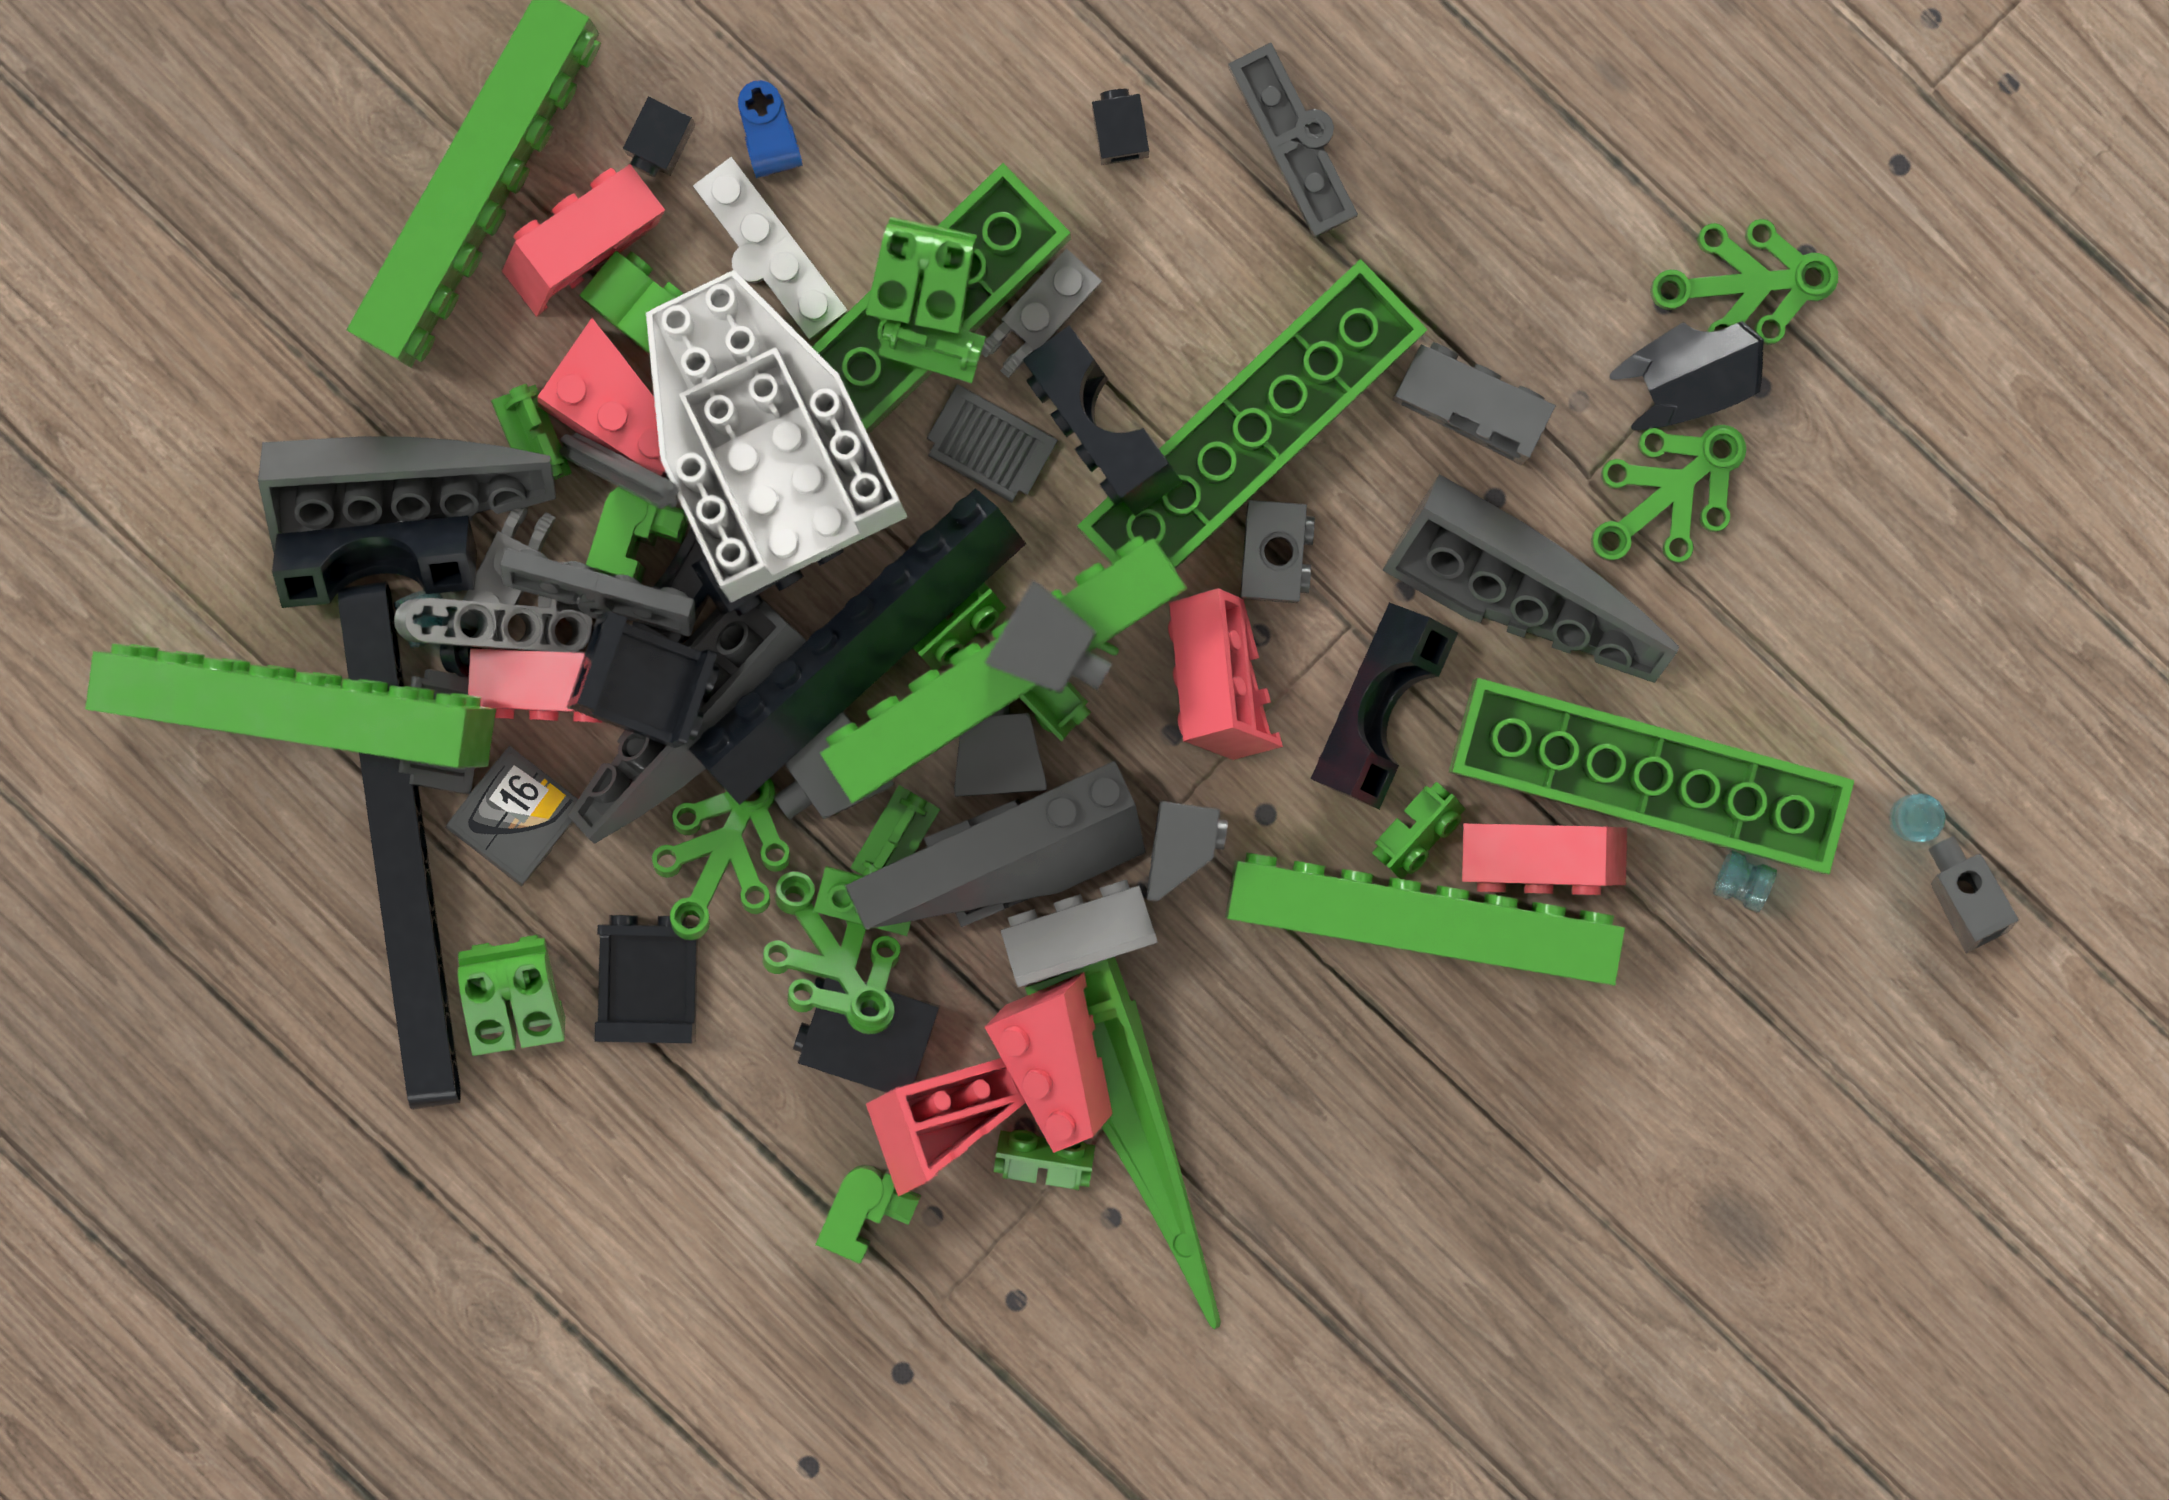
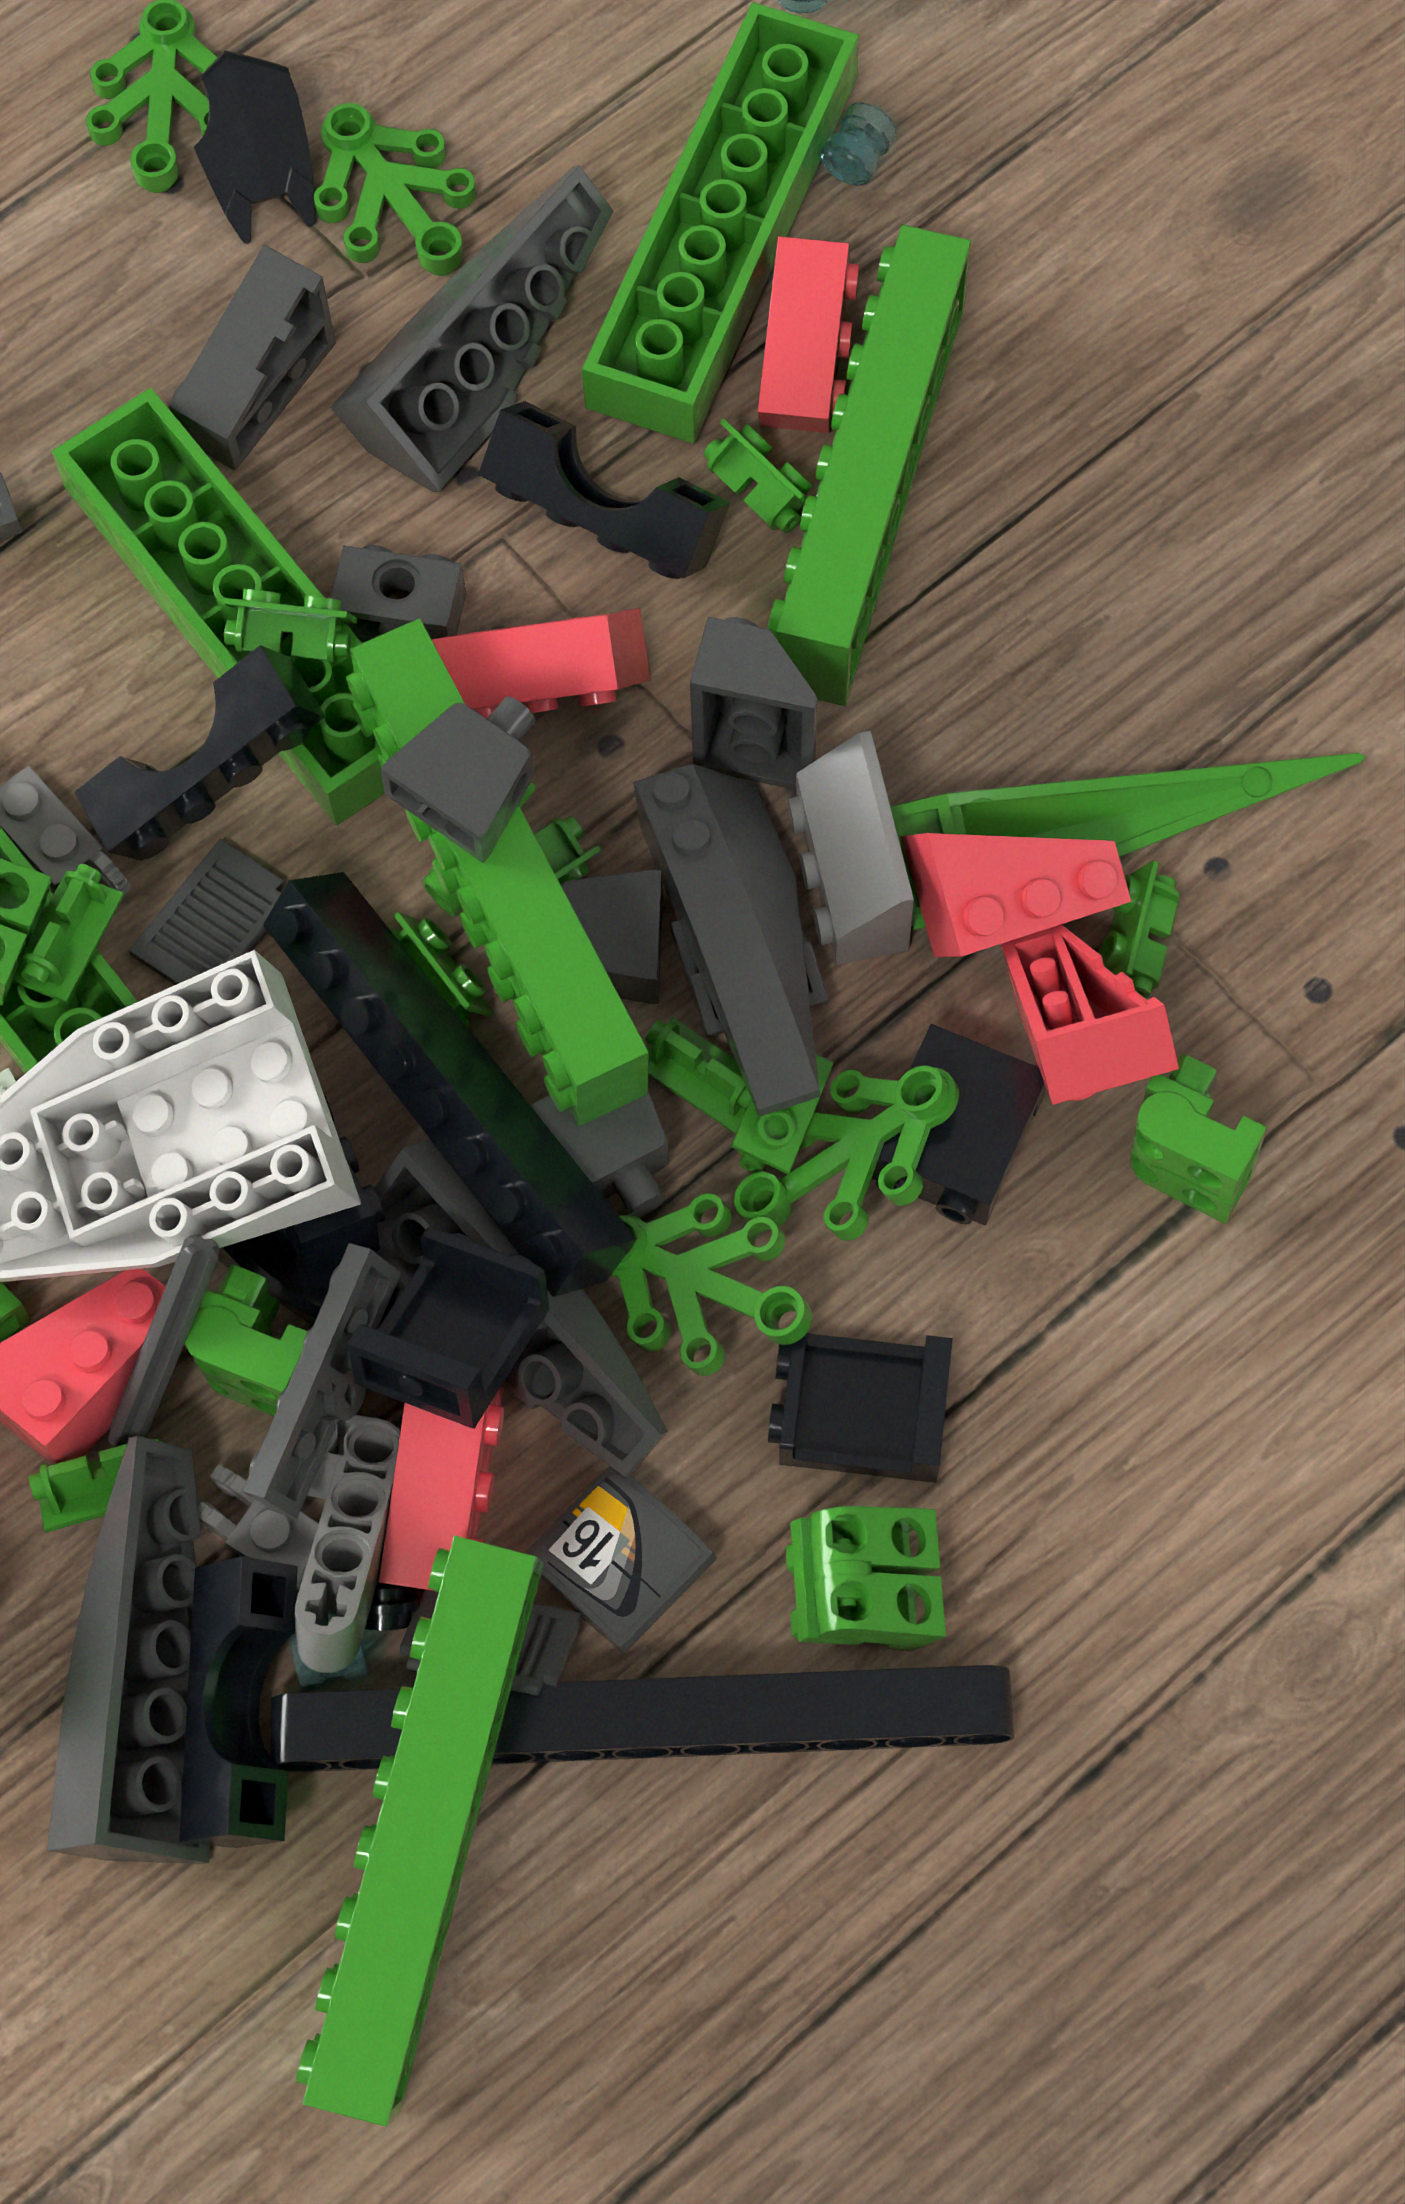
camera: 85 degrees left, 20 degrees down
(1216, 455) = (314, 626): none -> bright green hinge

